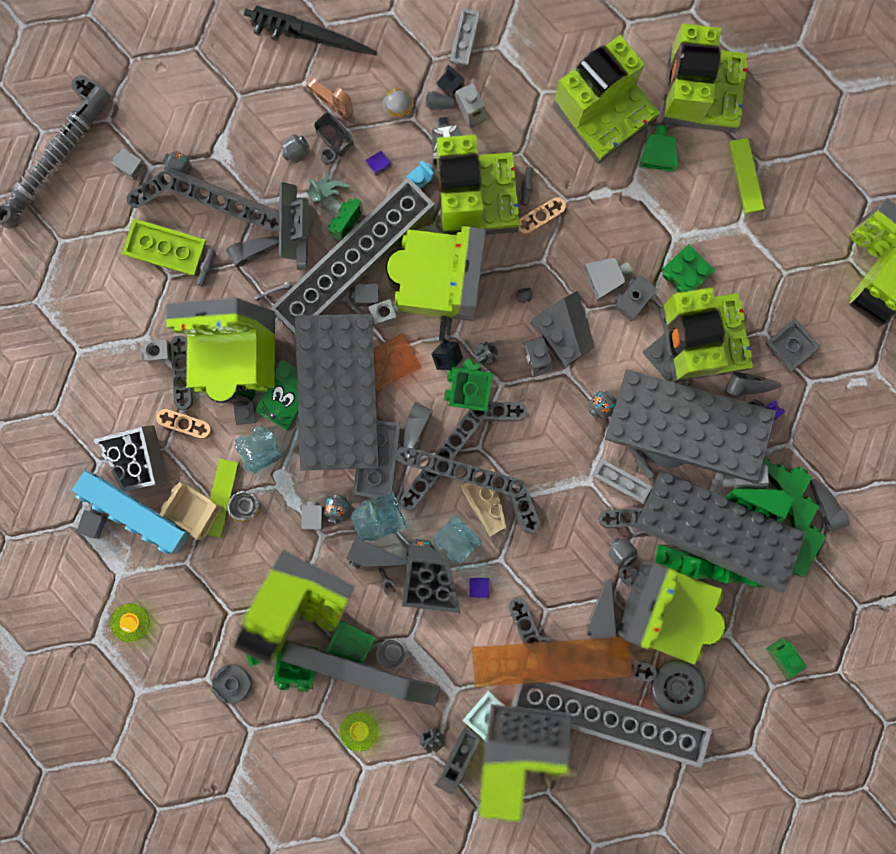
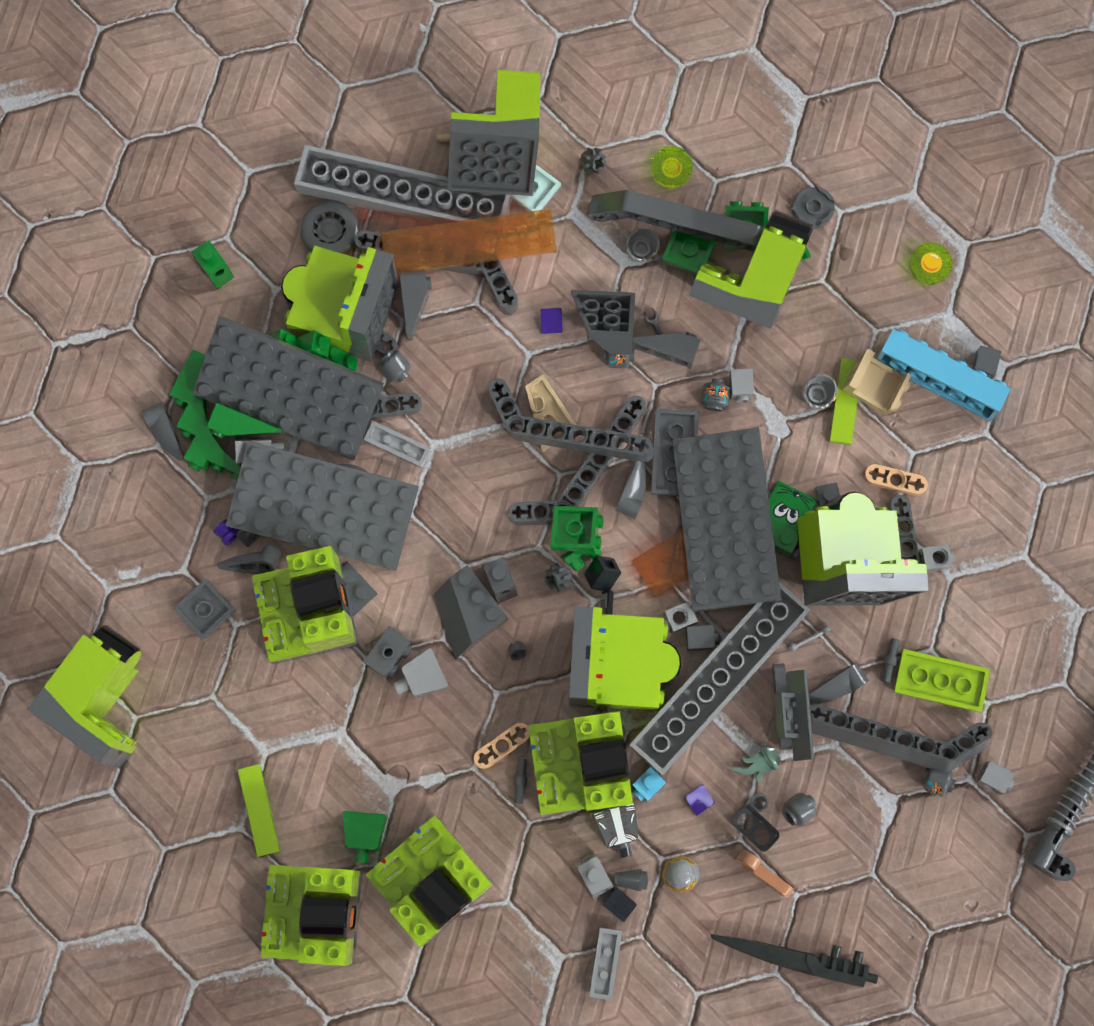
camera: 175 degrees left, 5 degrees down
(134, 457) = (947, 436): dark grey wedge -> none
(258, 449) = (808, 451): clear light blue piece -> none
(348, 215) = (734, 719): green plate -> none
(378, 517) = (667, 383): clear light blue piece -> none
(456, 540) = (579, 366): clear light blue piece -> none
(457, 761) = (564, 141): dark grey slope -> none
(602, 405) = (422, 527): dark grey head -> none
(641, 461) = (374, 467): dark grey bar -> none
(687, 270) = (327, 690): green plate -> none

